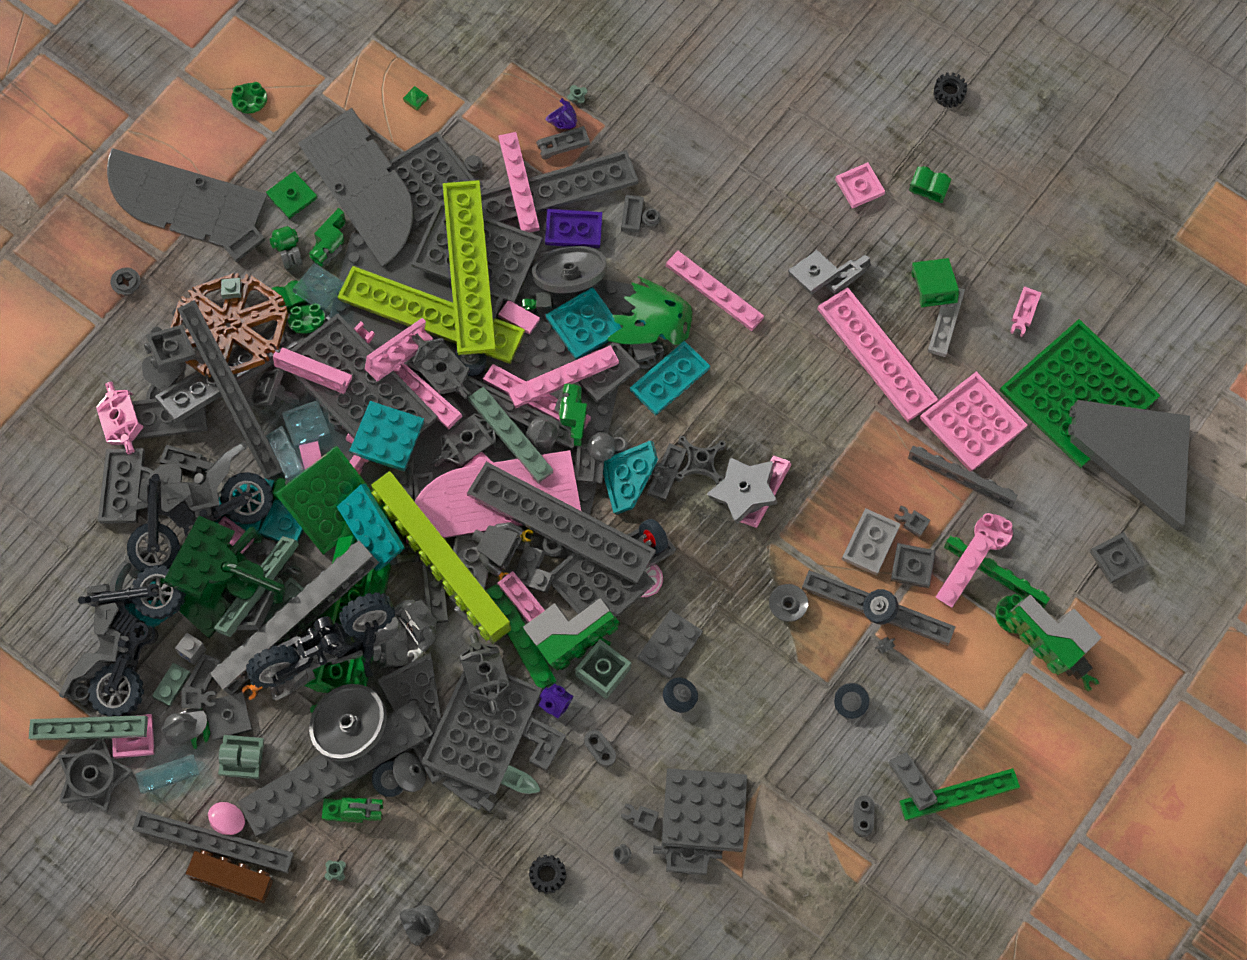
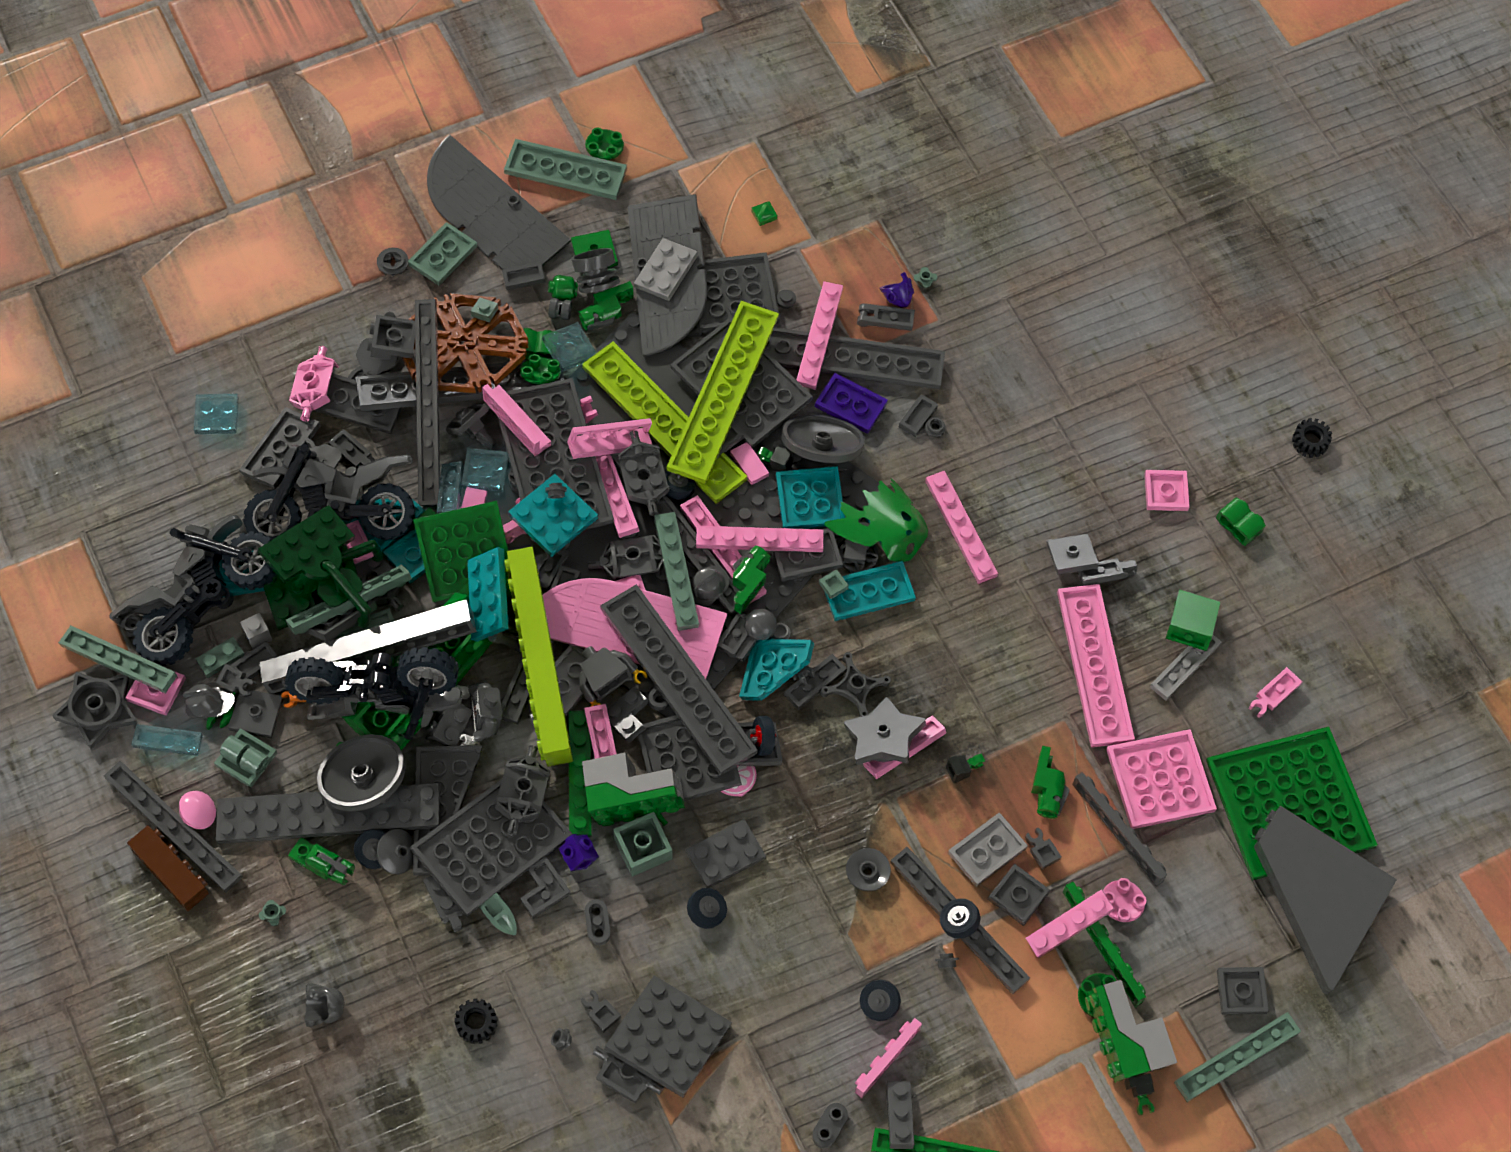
camera: 25 degrees right, 5 degrees down
(49, 482) = (216, 413): none -> clear light blue plate
(164, 255) = (442, 253): none -> sand green plate
(228, 134) = (565, 169): none -> sand green plate
(305, 211) = (596, 274): none -> dark grey wheel
(362, 184) = (666, 269): none -> light grey plate
(381, 415) = (556, 490): none -> dark grey plate
(641, 386) = (833, 584): none -> sand green plate
(817, 486) = (960, 768): none -> pearl dark grey piece
(878, 750) = (881, 1064): none -> bright pink plate
(892, 468) = (1049, 786): none -> green plate
(1138, 610) = (1237, 1057): none -> sand green plate

